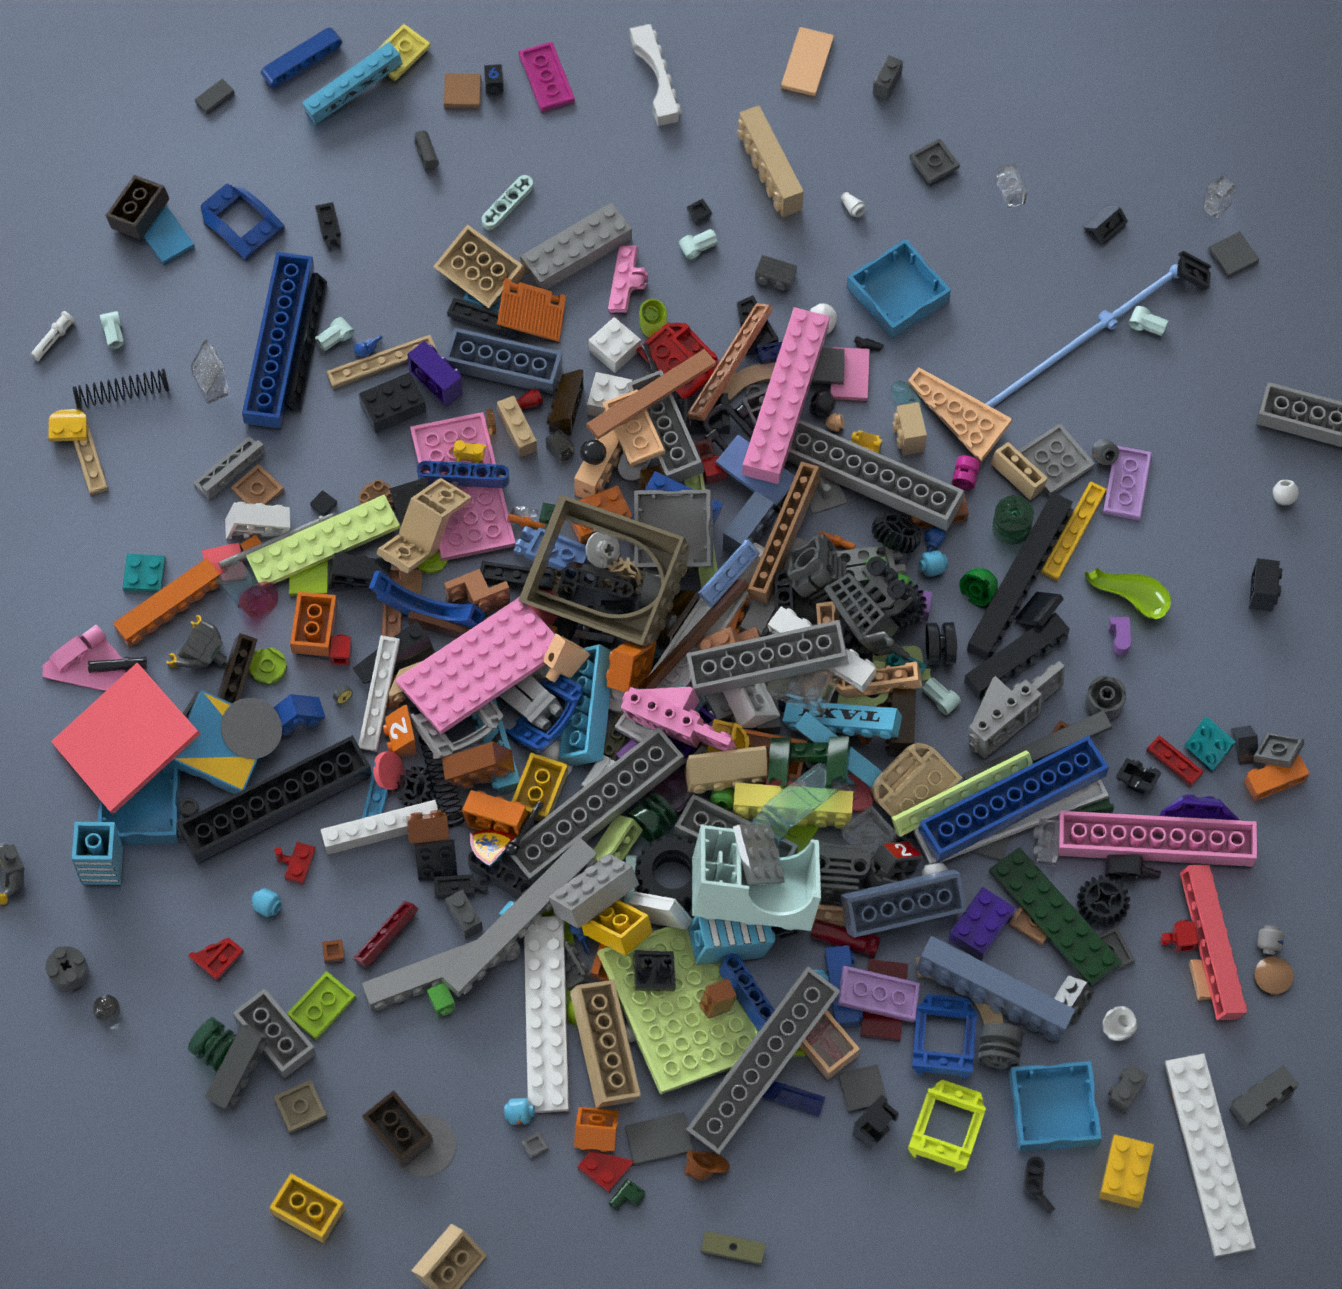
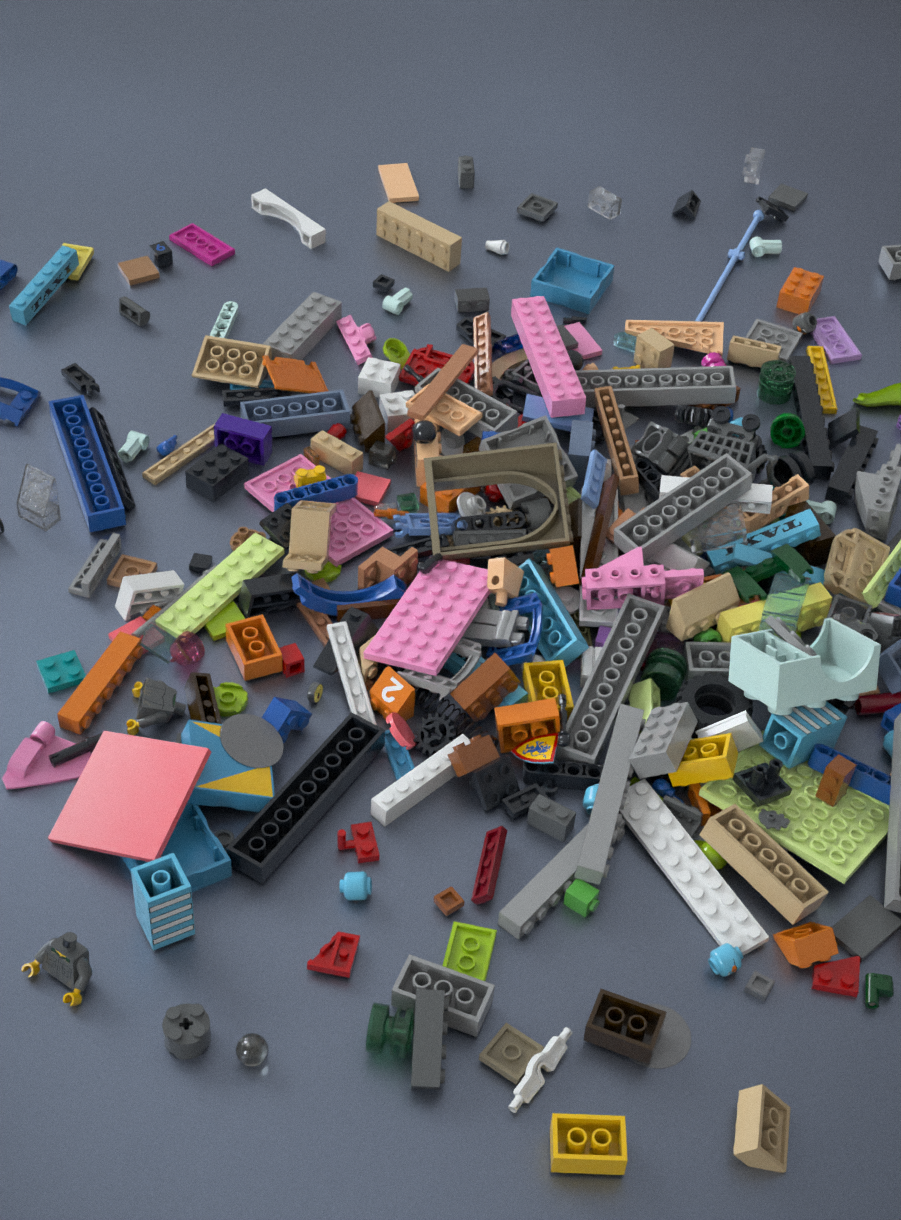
camera: 30 degrees left, 20 degrees down
(303, 1135) = (533, 1077): none -> white piece
(503, 611) = (430, 563): none -> black arm
(526, 480) = (371, 488): none -> coral tile
(578, 436) = (402, 435): none -> red wing
(589, 597) = (483, 536): none -> dark grey tile
(638, 1009) = (773, 820): none -> dark grey piece
(1136, 404) = (800, 291): none -> orange brick

